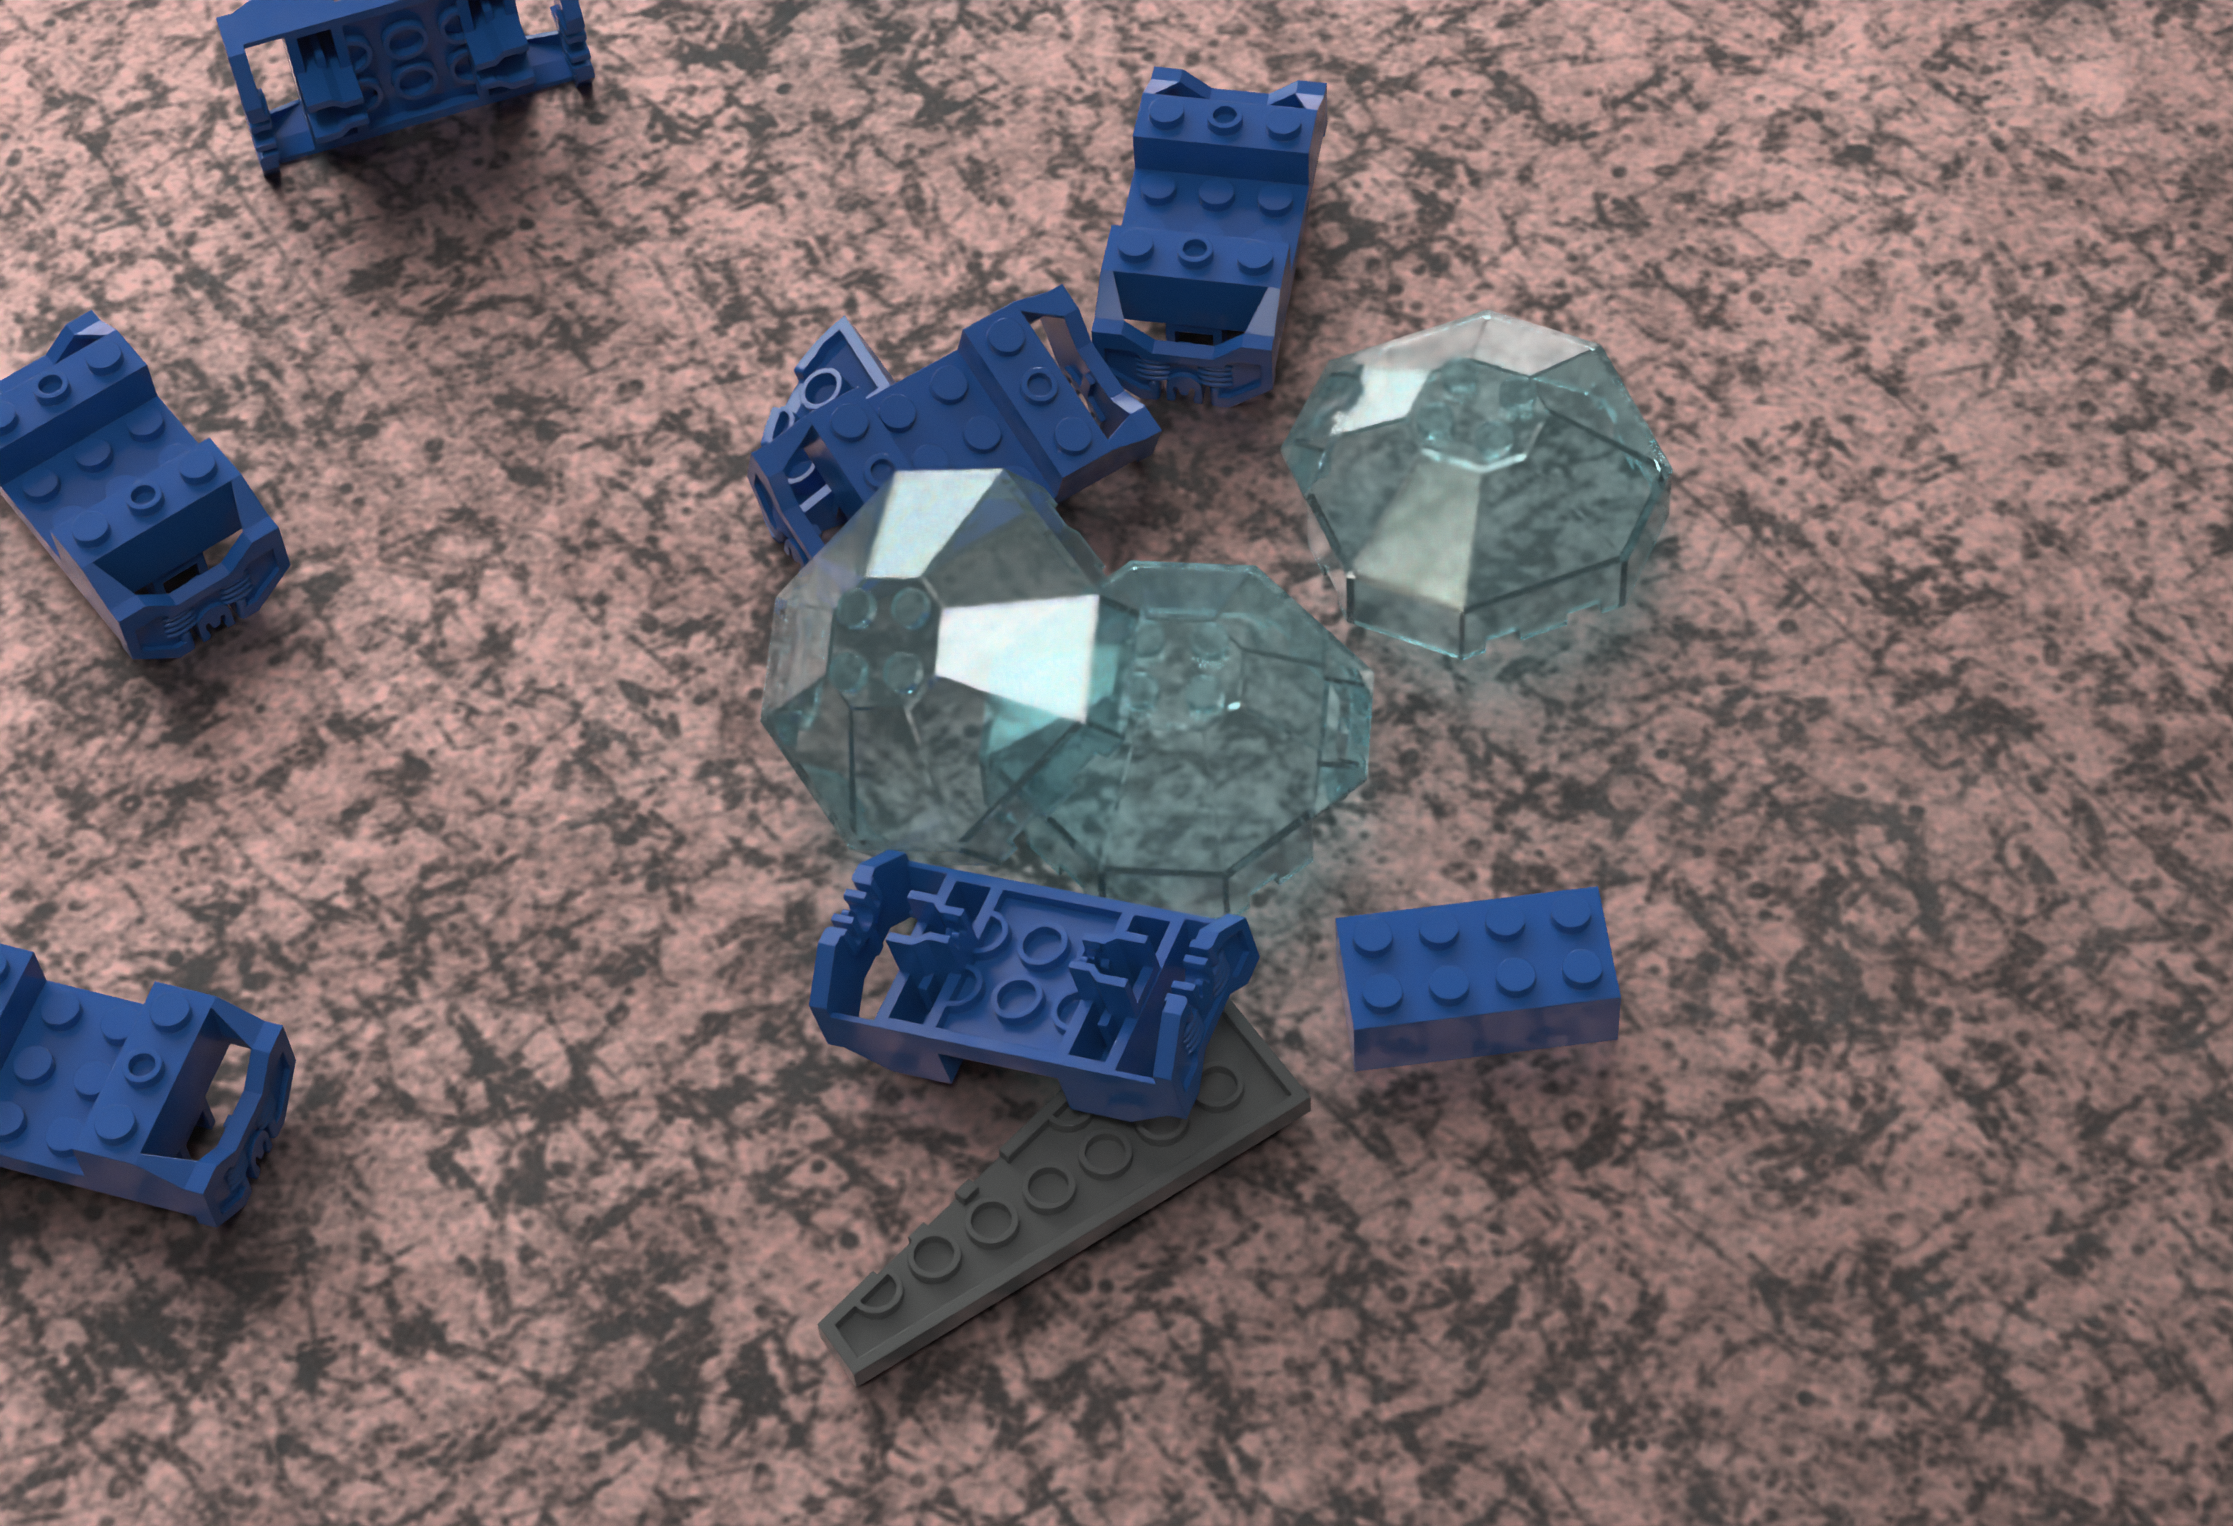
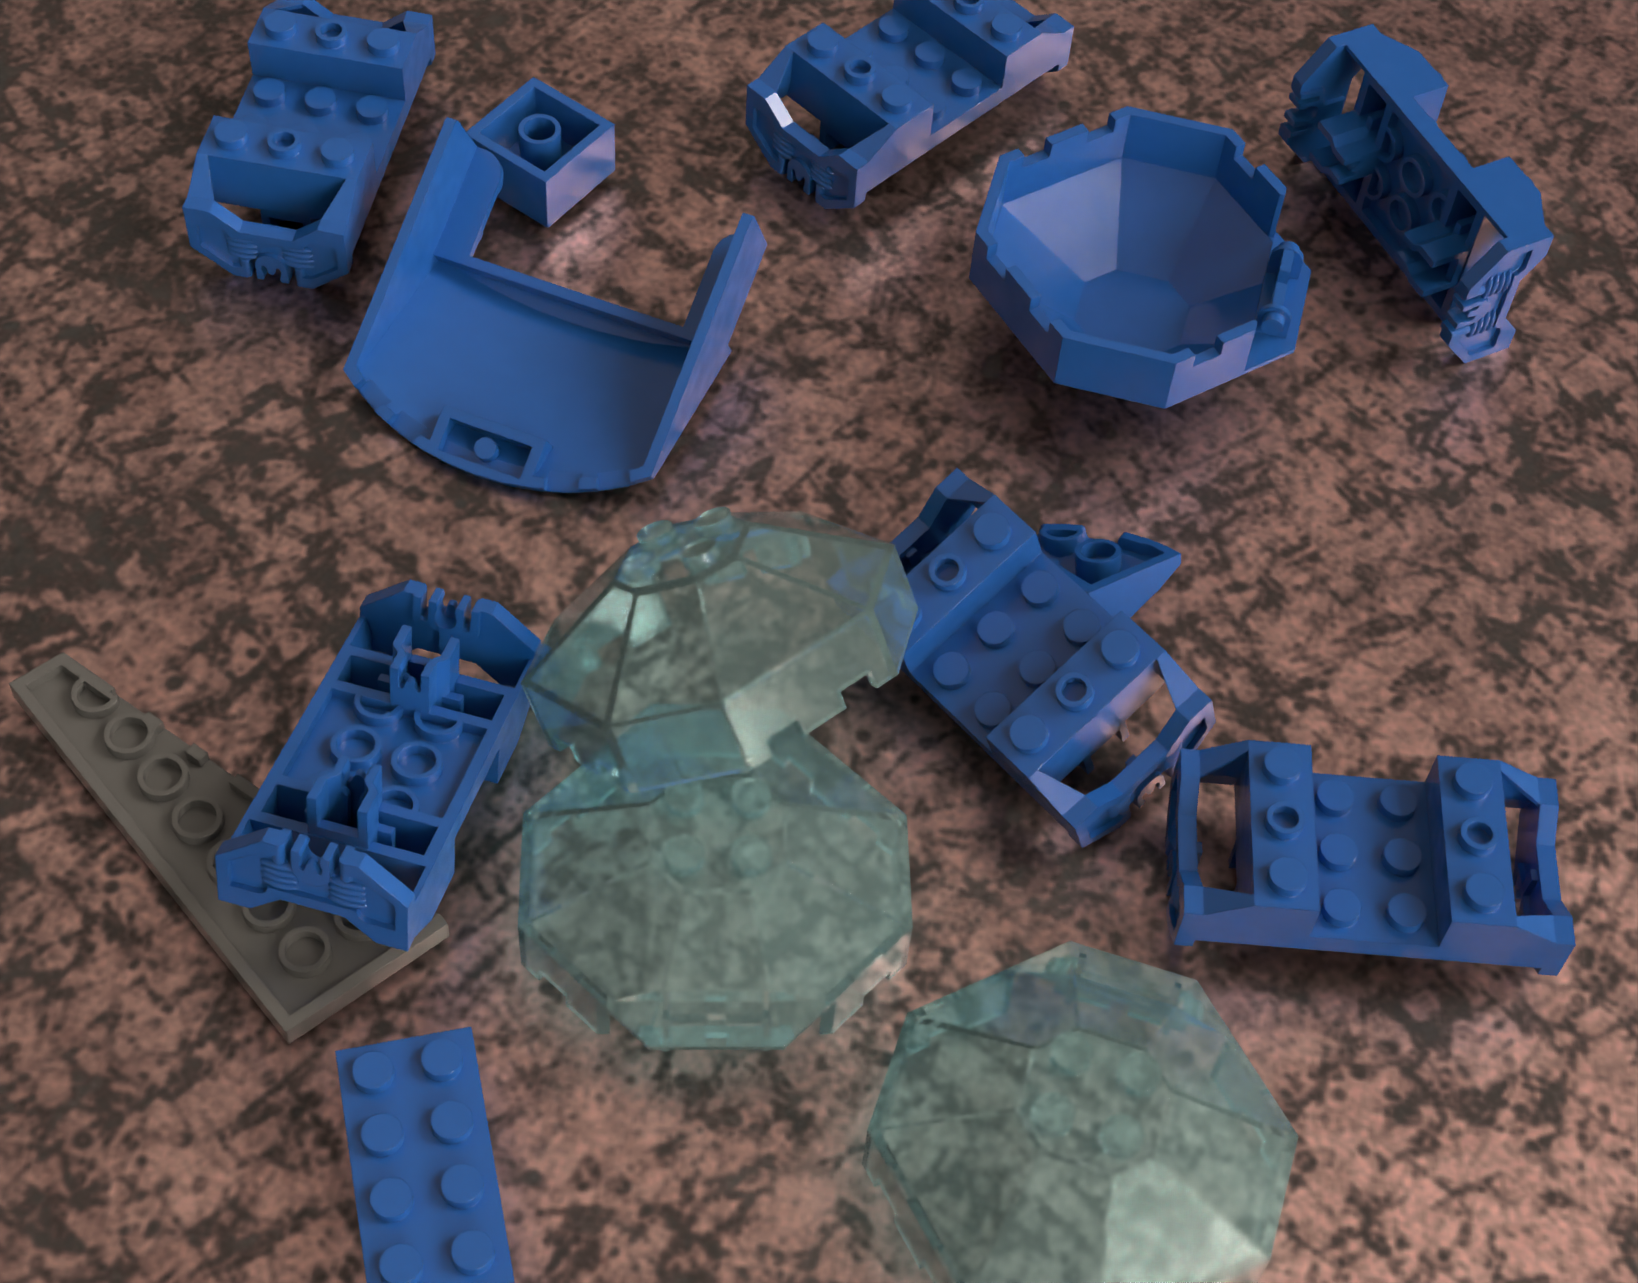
camera: 75 degrees right, 0 degrees up
(145, 856) = (547, 150): none -> blue brick
(469, 288) = (1141, 258): none -> blue windscreen
(483, 877) = (524, 372): none -> blue windscreen

